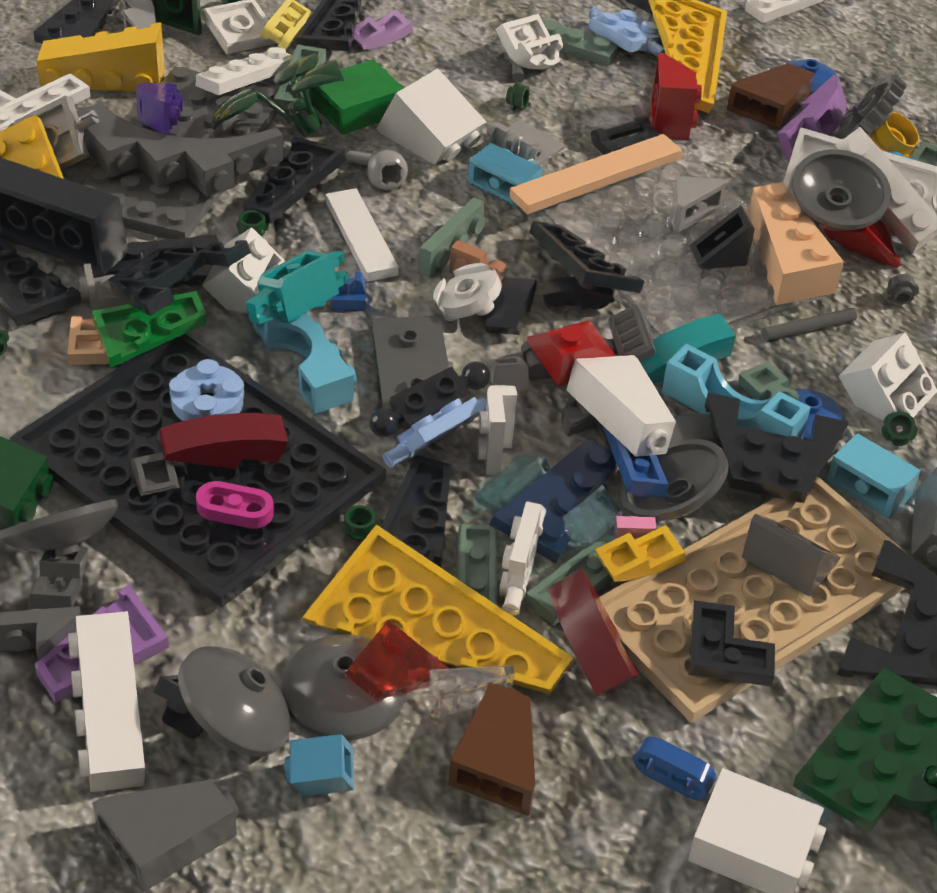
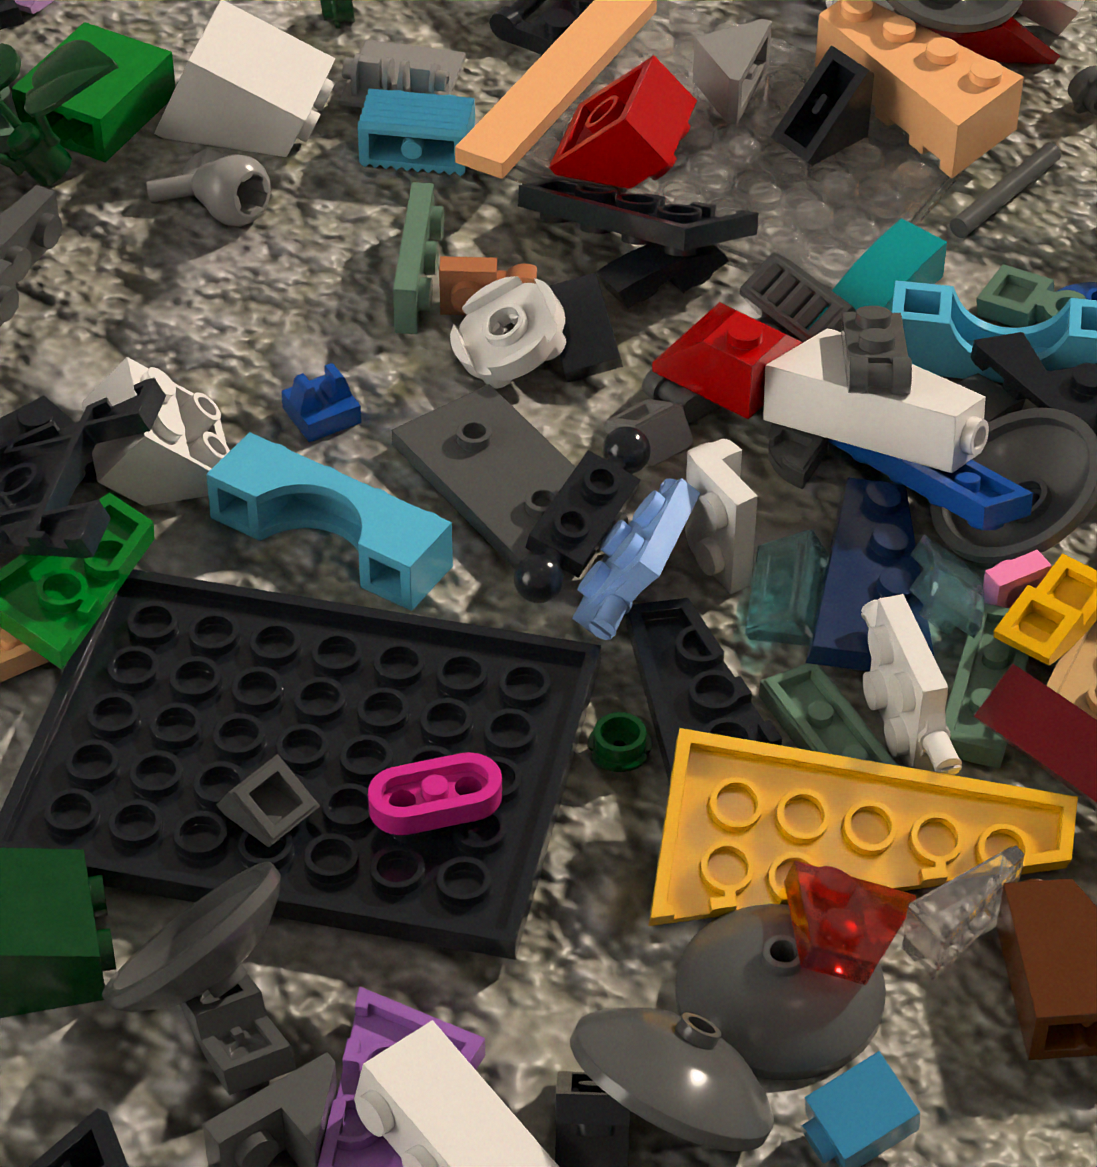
camera: 25 degrees left, 0 degrees up
(206, 378) = (241, 618): light blue plate -> none
(225, 439) = (347, 700): dark red slope -> none
(252, 219) = (88, 356): dark green plate -> none
(294, 177) = (96, 260): black wing -> none
(297, 287) = (280, 420): teal hinge -> none
(362, 235) = (267, 306): white tile -> none
(609, 212) = (627, 129): none -> red slope
(636, 374) = (875, 351): none -> dark grey plate

